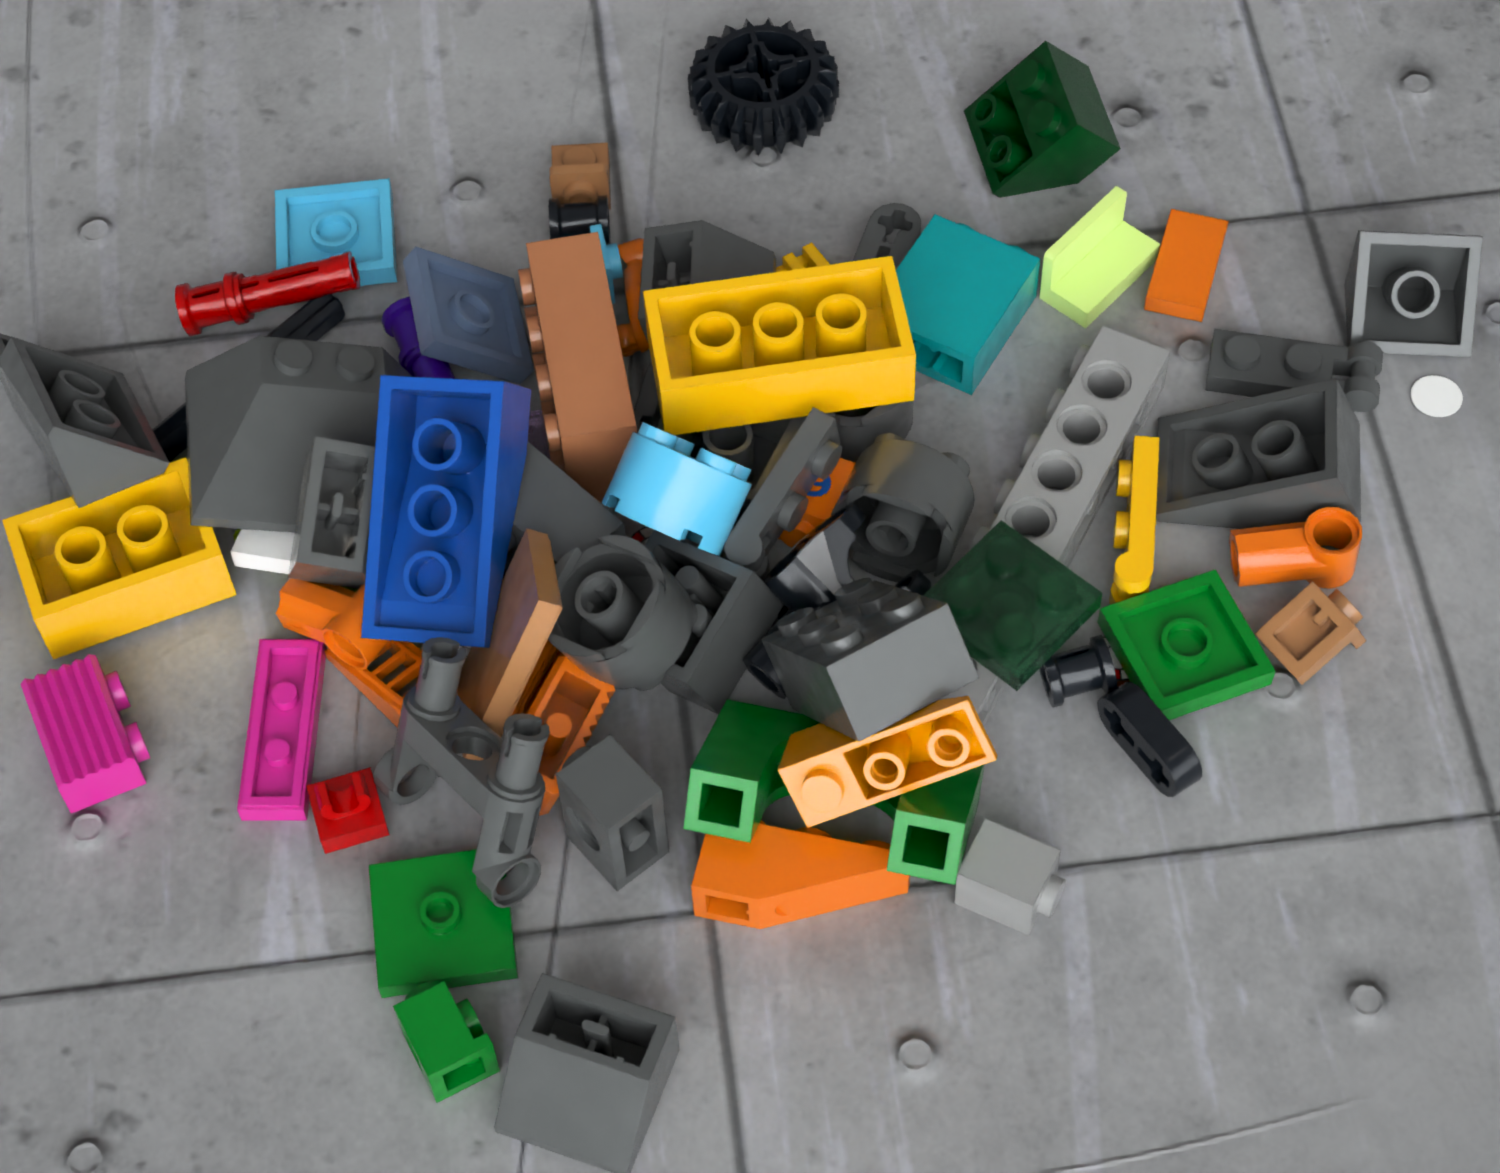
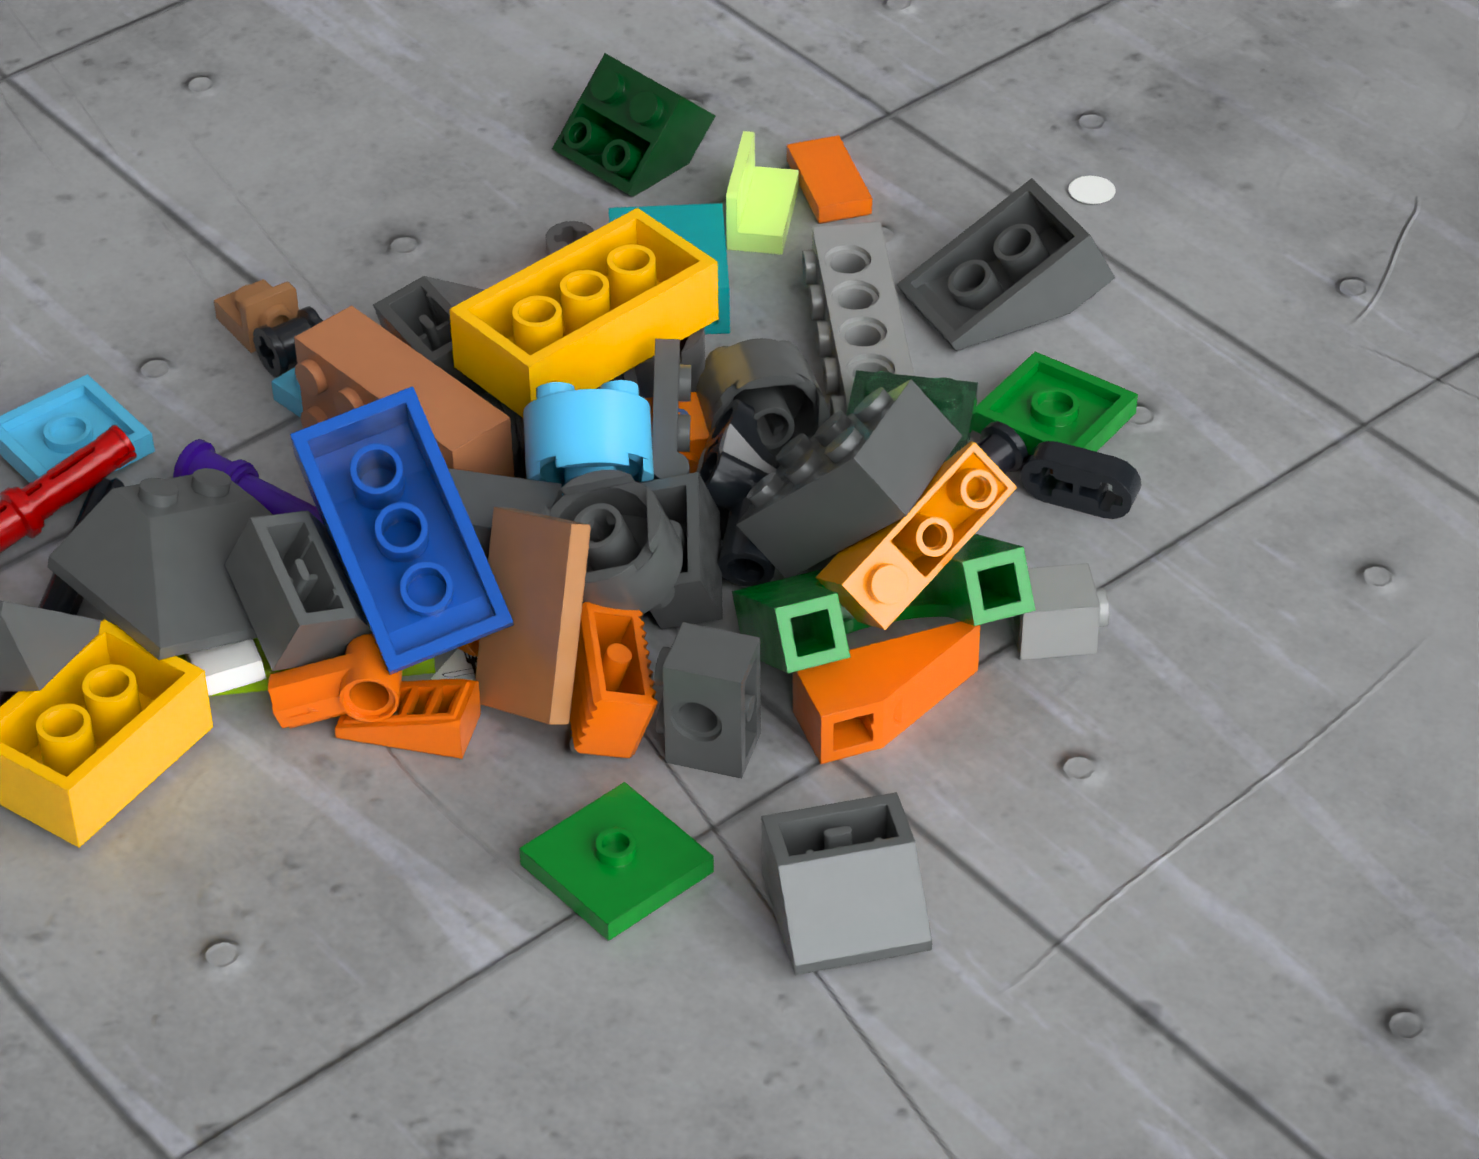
camera: 35 degrees left, 15 degrees down
(84, 733) = (169, 875): dark pink brick -> none
(282, 730) = (346, 800): dark pink tile -> none
(347, 810) = (460, 824): red tile -> none
(445, 1039) = (699, 928): green brick -> none
(467, 315) = (248, 427): sand blue plate -> none
(500, 788) = (630, 697): dark grey connector -> none
(763, 86) = (369, 188): black gear -> none
(1136, 526) = (944, 340): yellow plate -> none
(1267, 364) = (937, 220): dark grey plate -> none
(1296, 552) = (1095, 313): orange piece -> none
(1311, 631) = (1142, 359): medium nougat bracket -> none
(1413, 292) = (1023, 121): dark grey slope -> none

